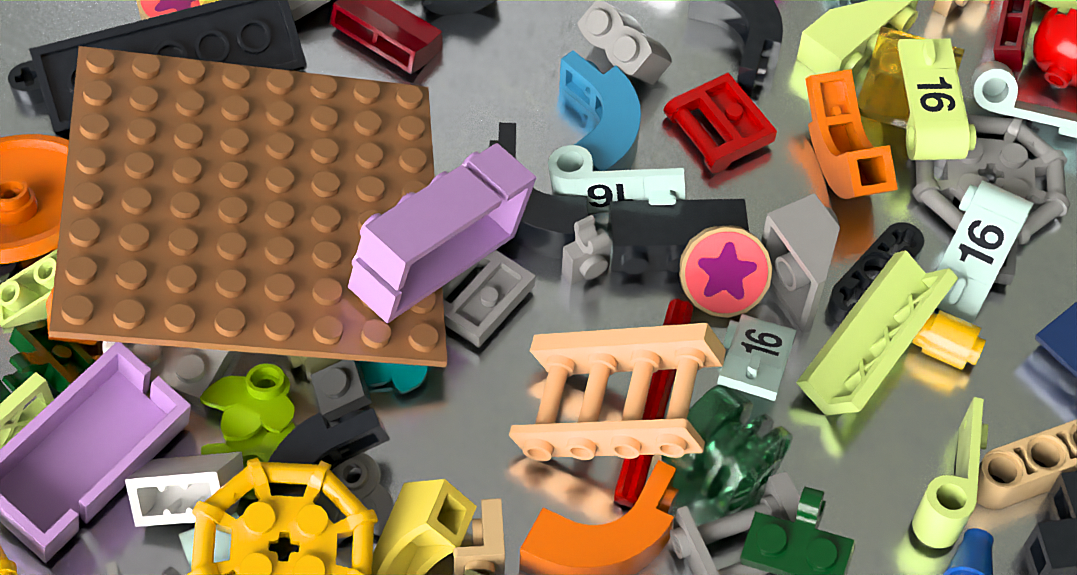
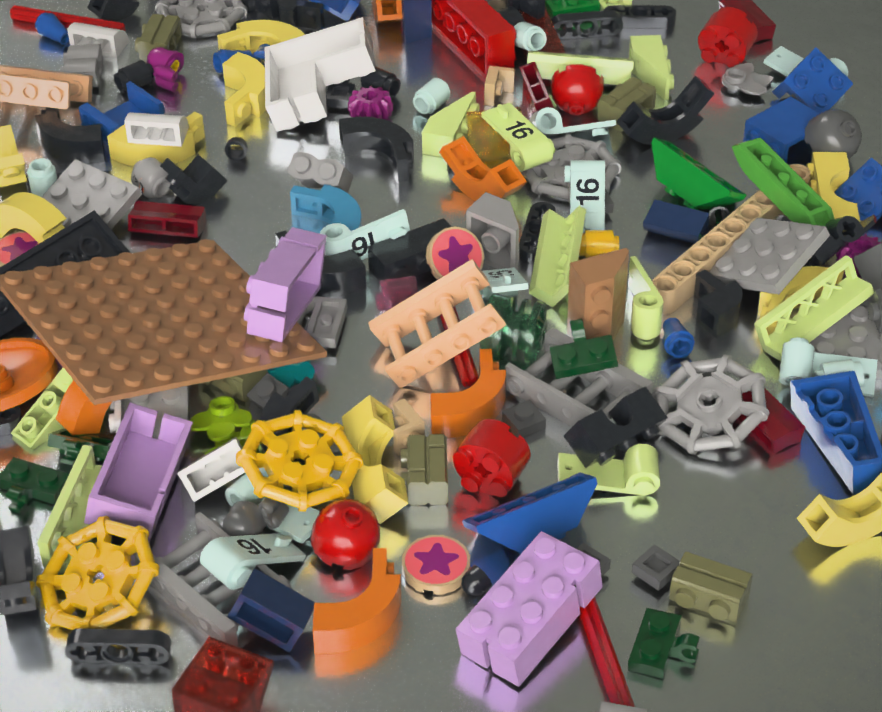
camera: 25 degrees left, 15 degrees down
(588, 254) = (369, 278): light grey plate -> none
(609, 295) = (394, 292): none -> clear pink bracket
(730, 114) = (403, 188): red plate -> none
(875, 462) = (598, 293): none -> medium nougat slope

